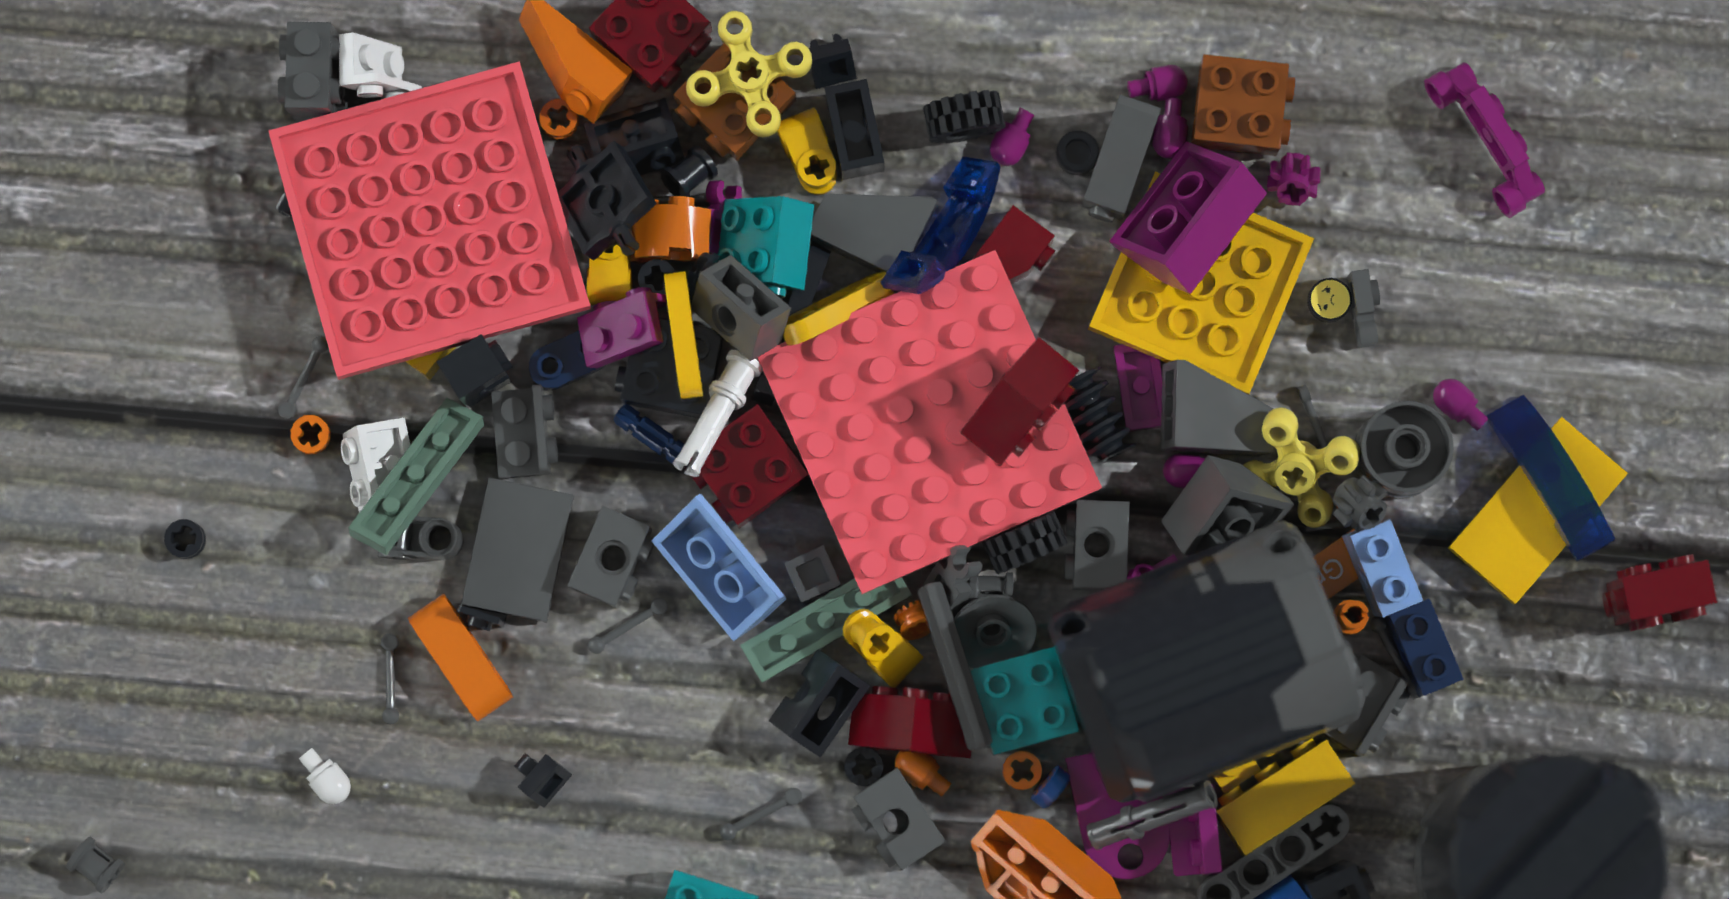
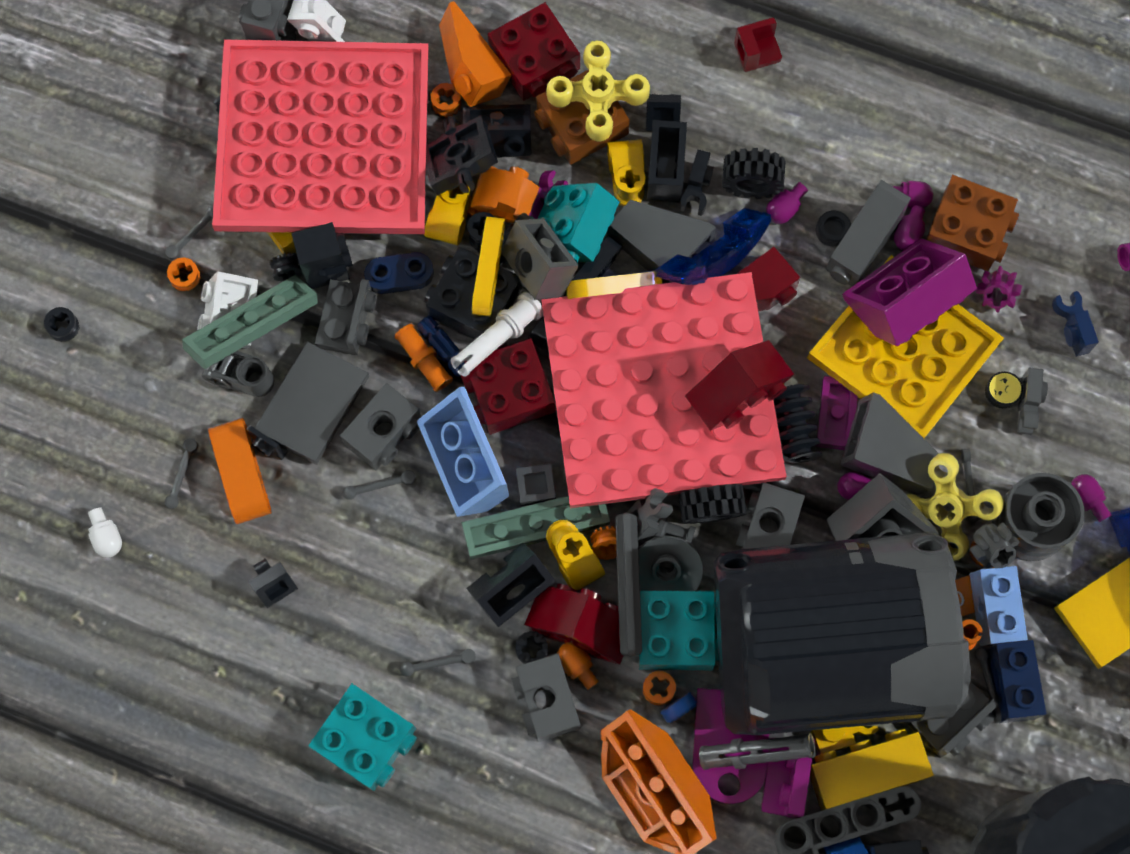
camera: 15 degrees right, 10 degrees down
(434, 392) = (285, 266): none -> black bush
(621, 327) = (443, 252): magenta bracket -> none
(633, 457) = (423, 357): none -> orange pin
(689, 172) = (534, 159): black bush -> none
(899, 133) = (700, 175): none -> black plate
(1400, 203) = (1079, 328): none -> dark blue plate

